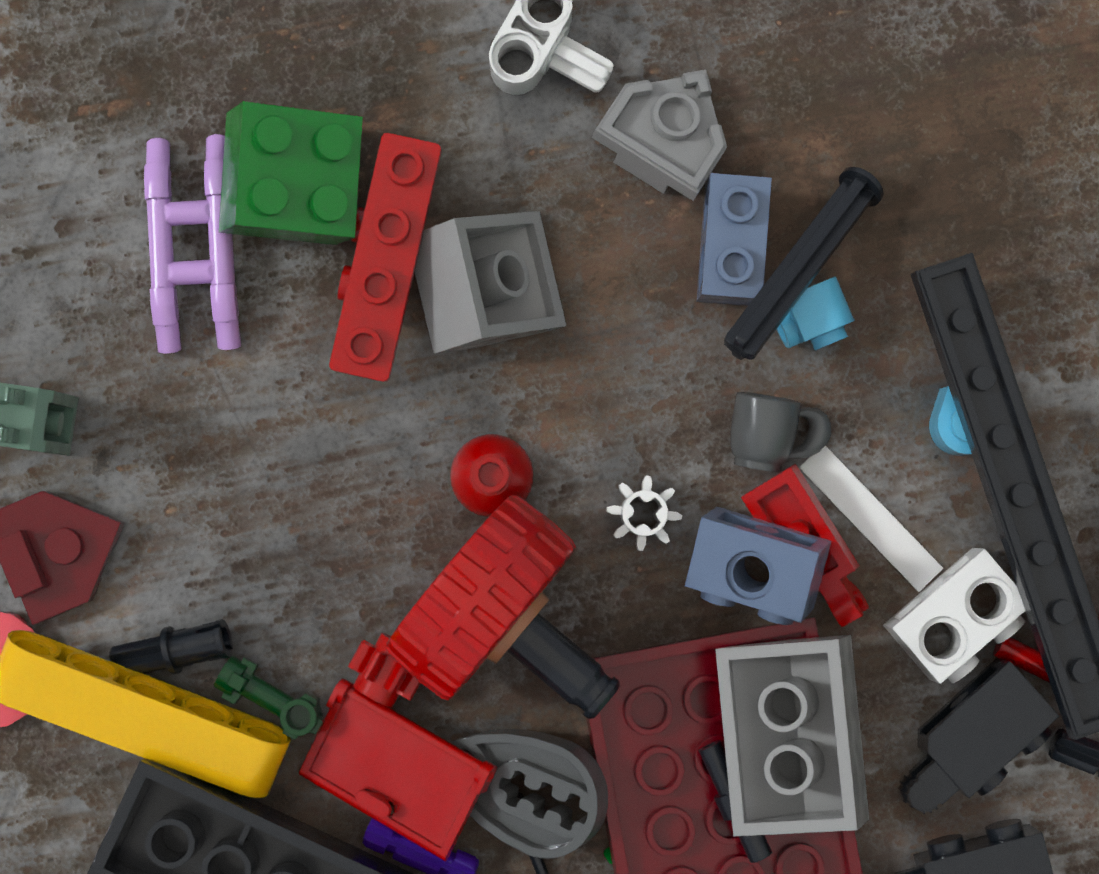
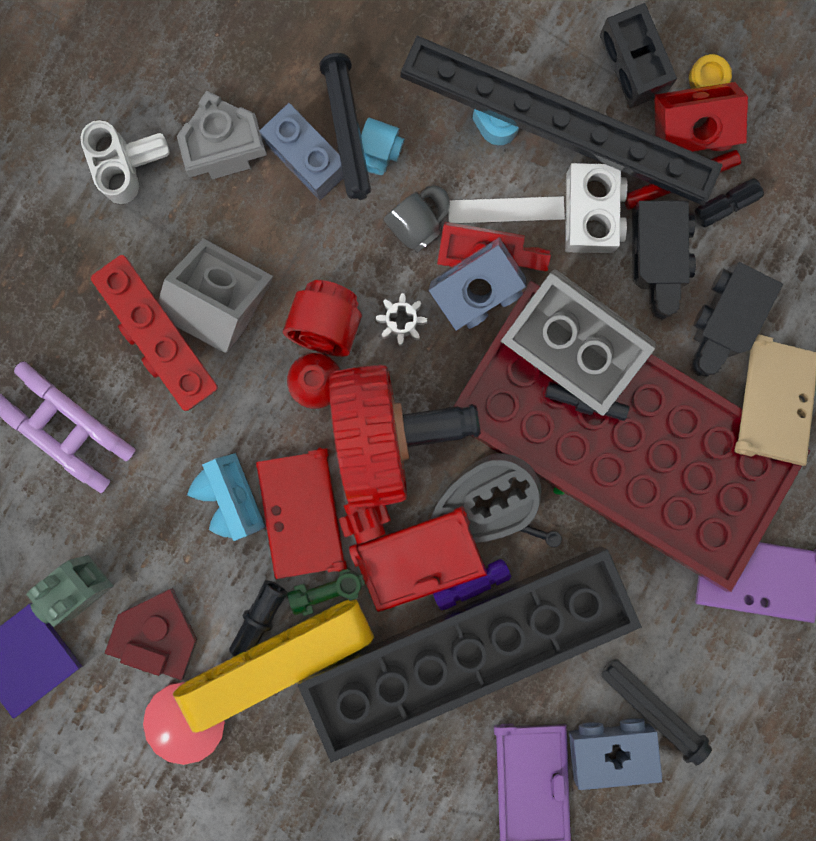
camera: 40 degrees left, 0 degrees up
(290, 173) = (68, 344): green brick -> none
(291, 482) = (225, 482): none -> medium azure tile
(346, 580) = (302, 505): none -> red door
(568, 427) = (324, 318): none -> red piece

